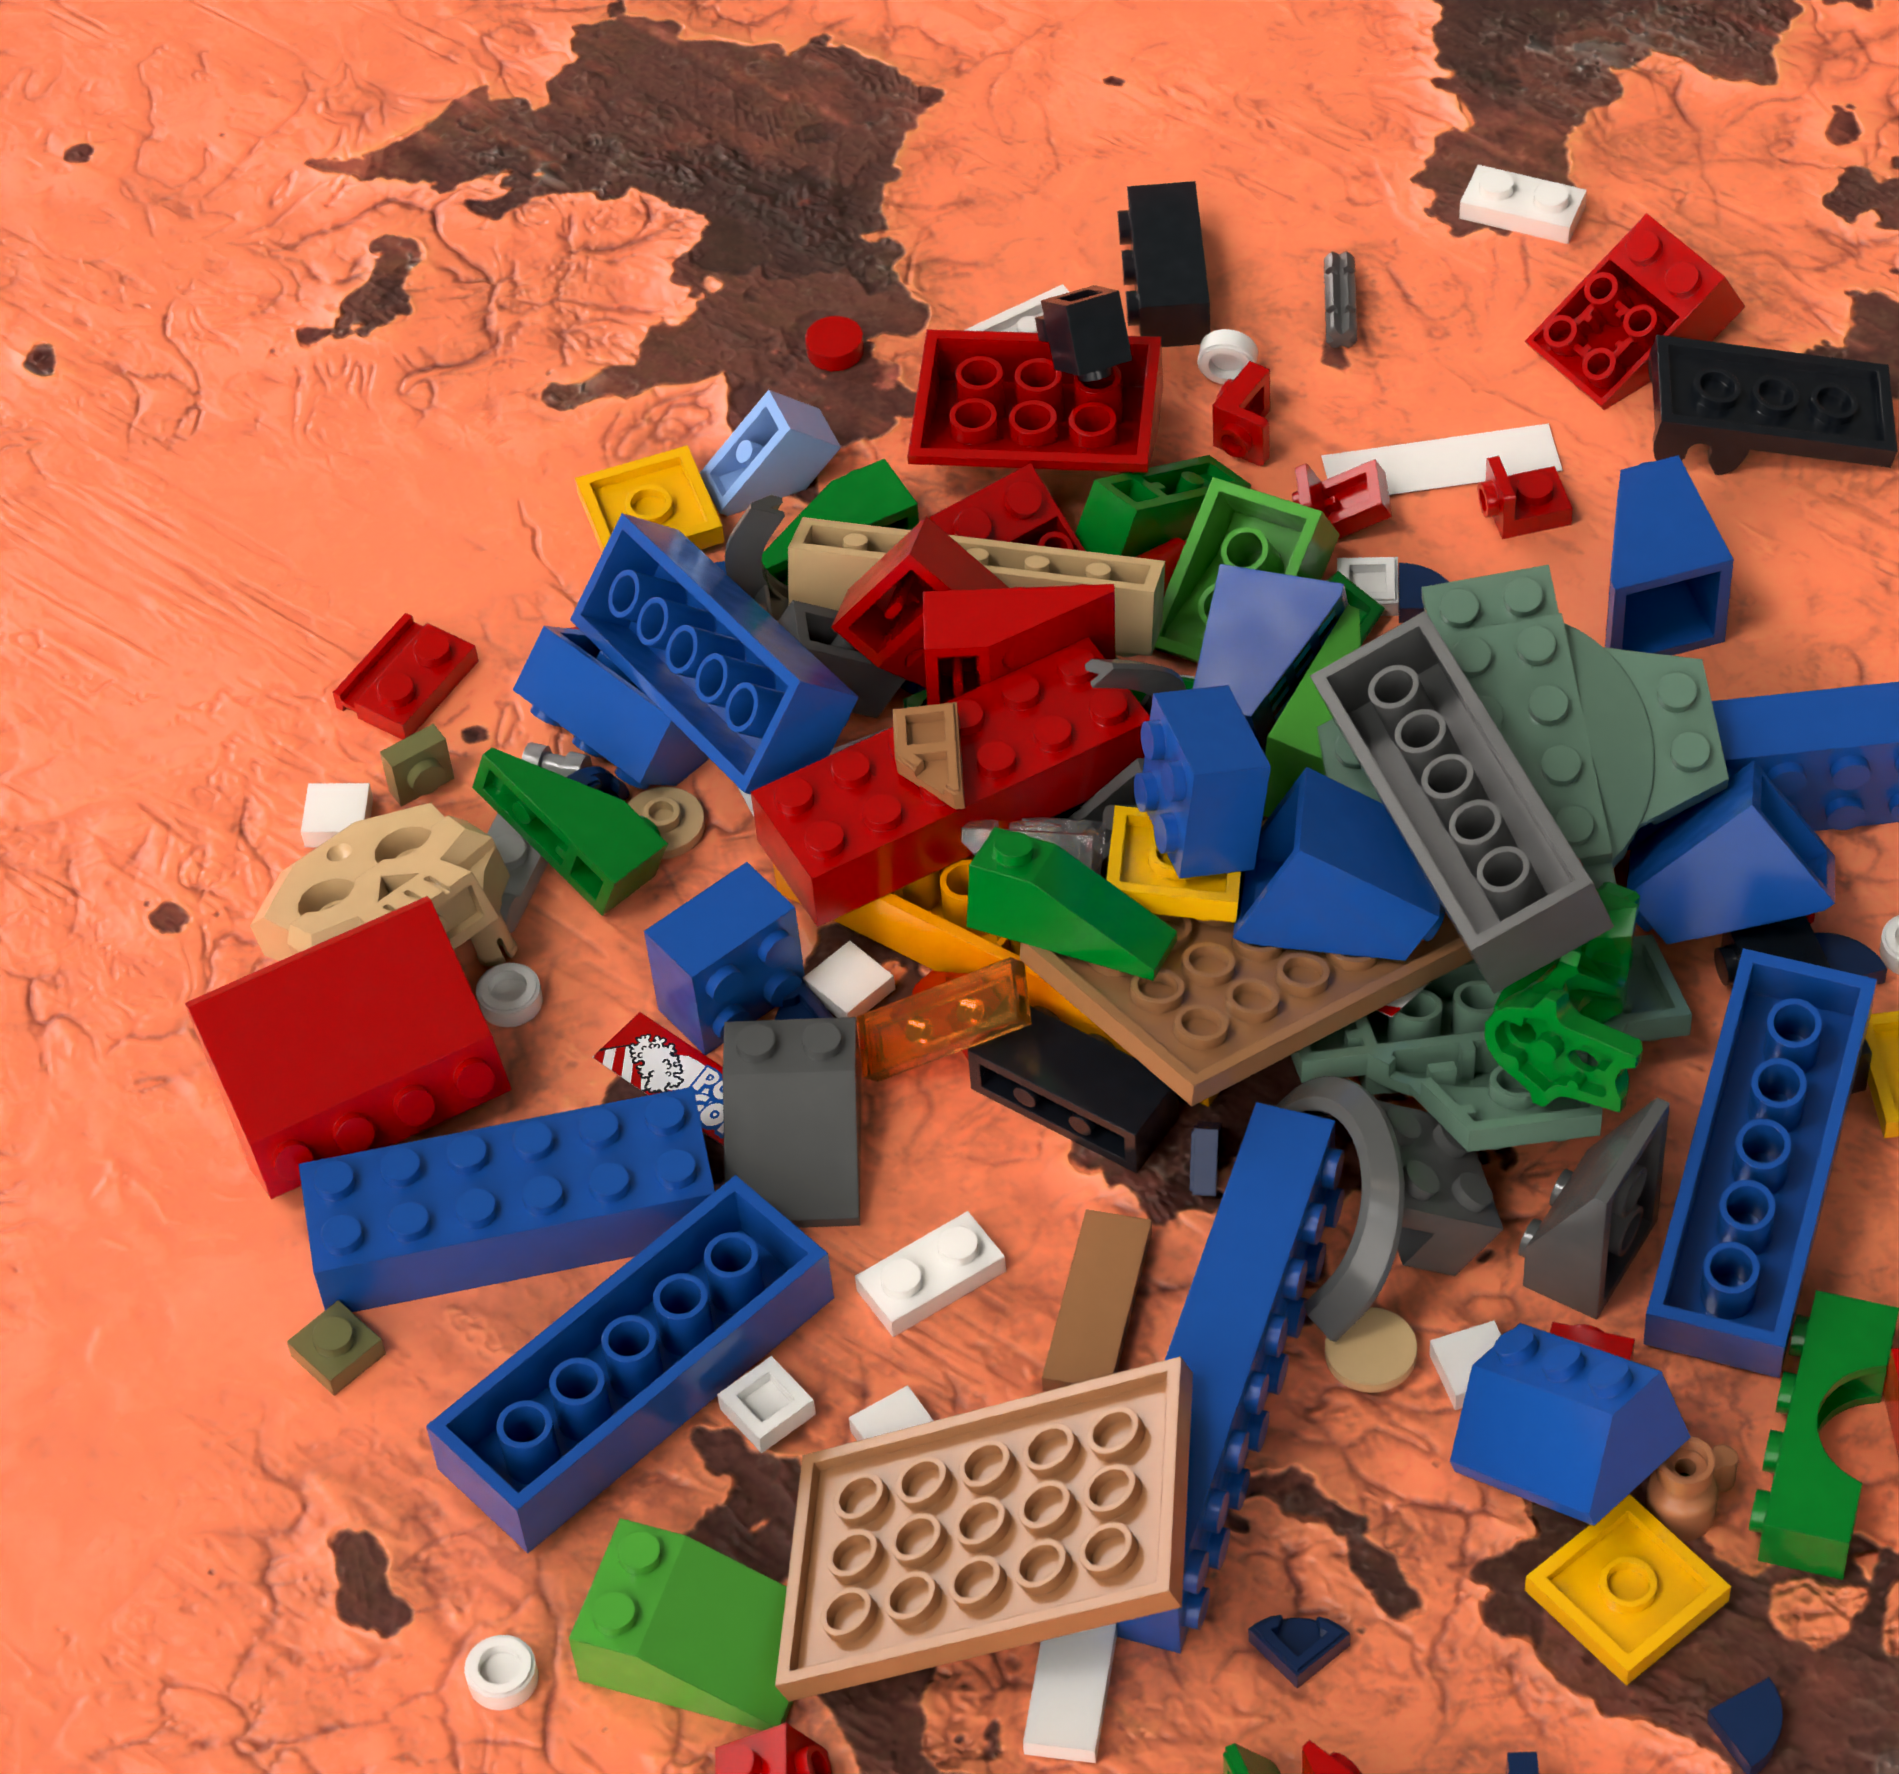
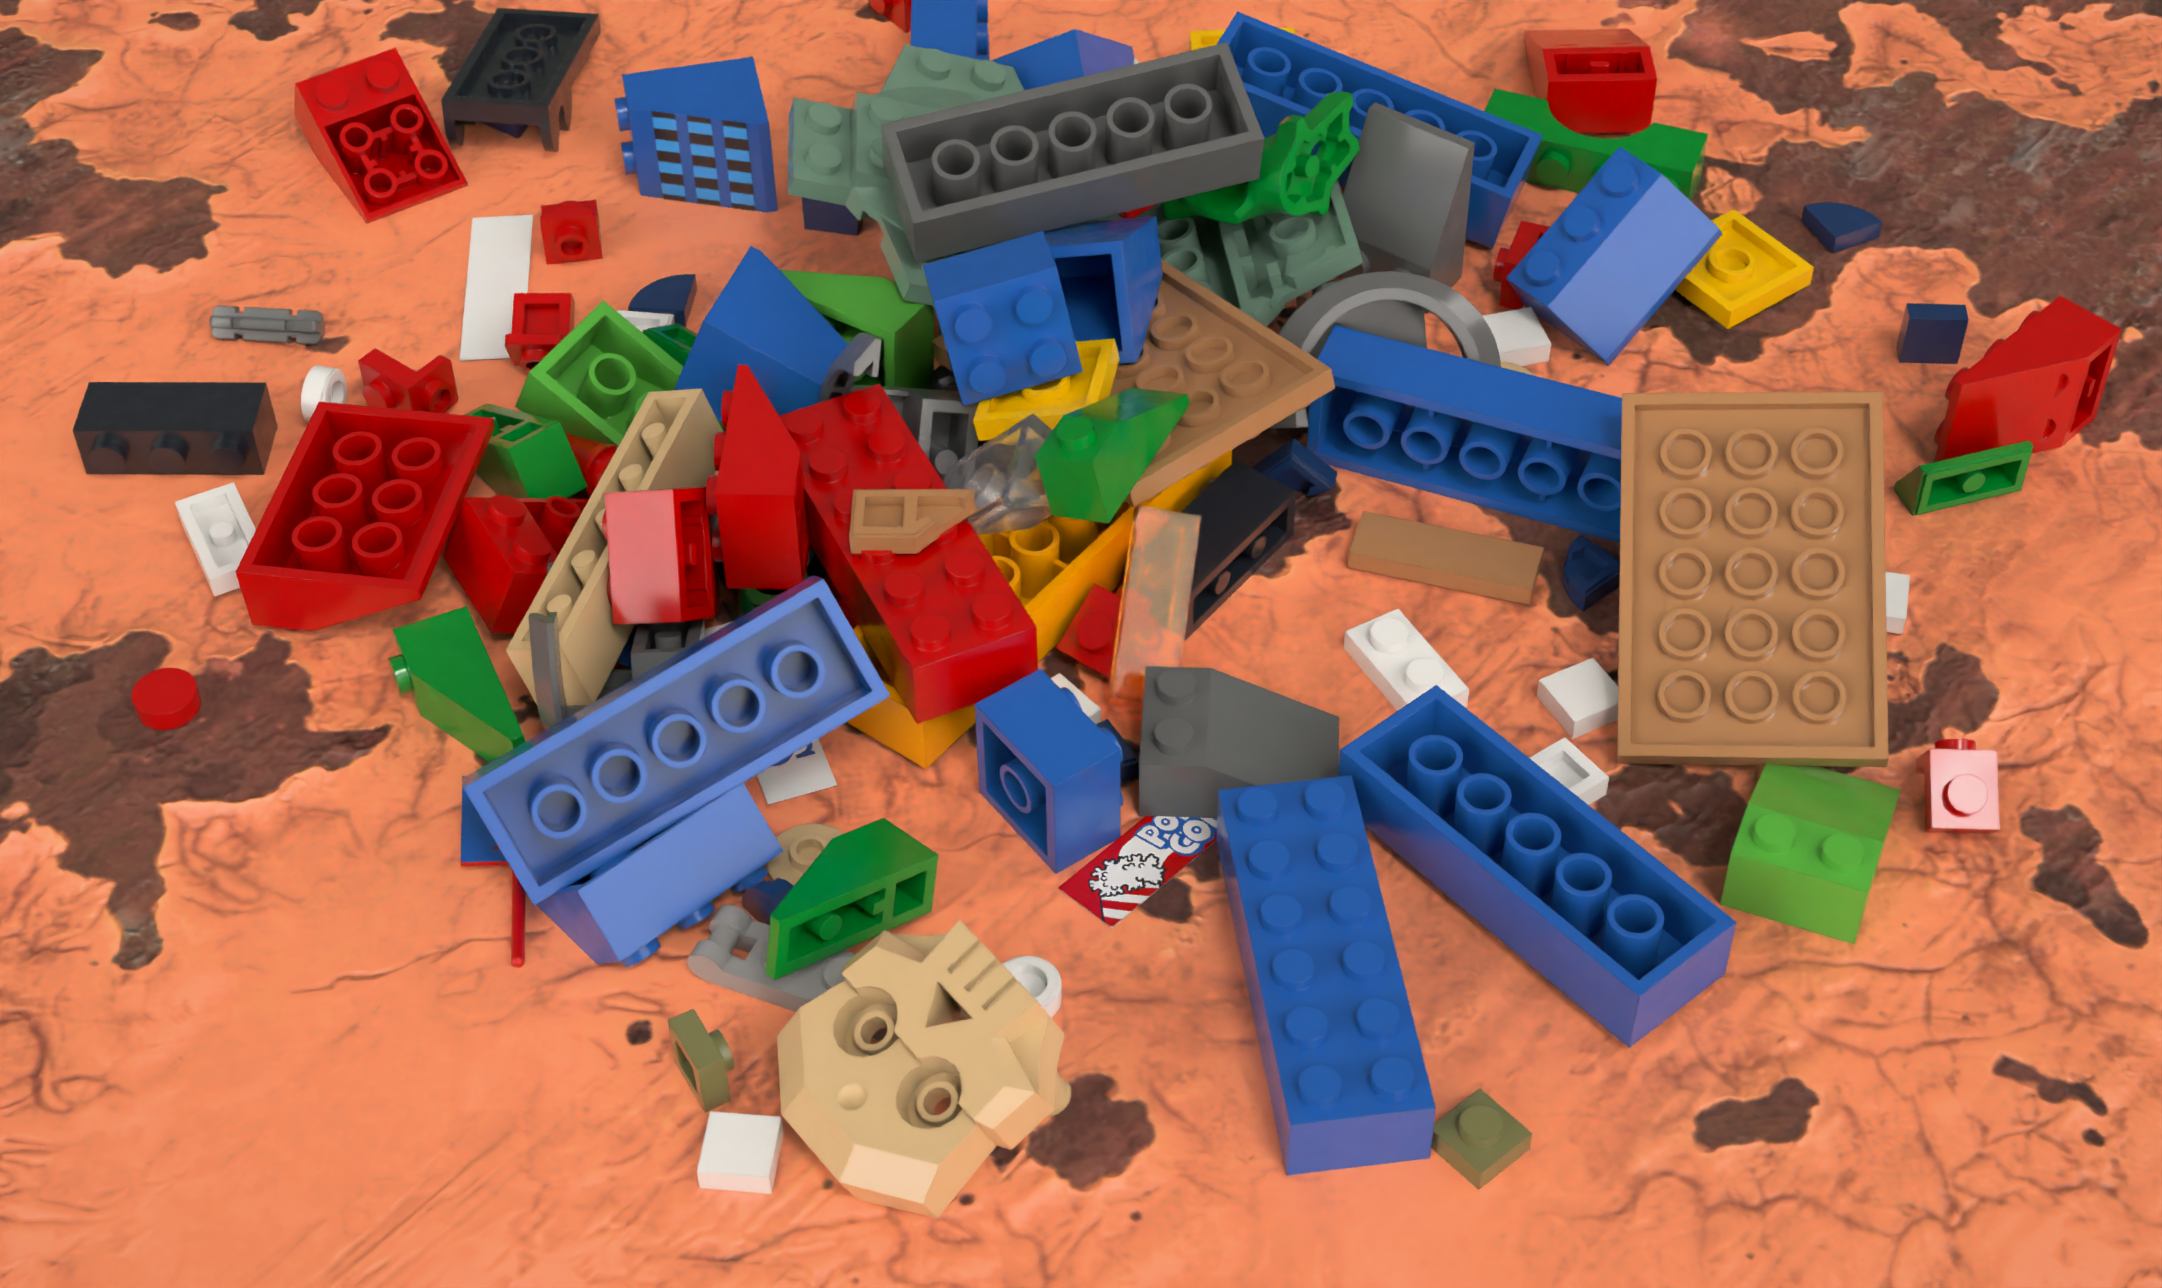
camera: 90 degrees left, 5 degrees down
(348, 1045) = (1164, 1072): red slope -> none
(406, 676) = (545, 1089): red plate -> none
(501, 1672) = (1859, 996): white tile -> none
(655, 489) = (368, 854): yellow plate -> none
(770, 453) = (332, 748): light blue slope -> none
(1085, 332) = (323, 419): black brick -> none
(1523, 204) = (190, 204): white plate -> none

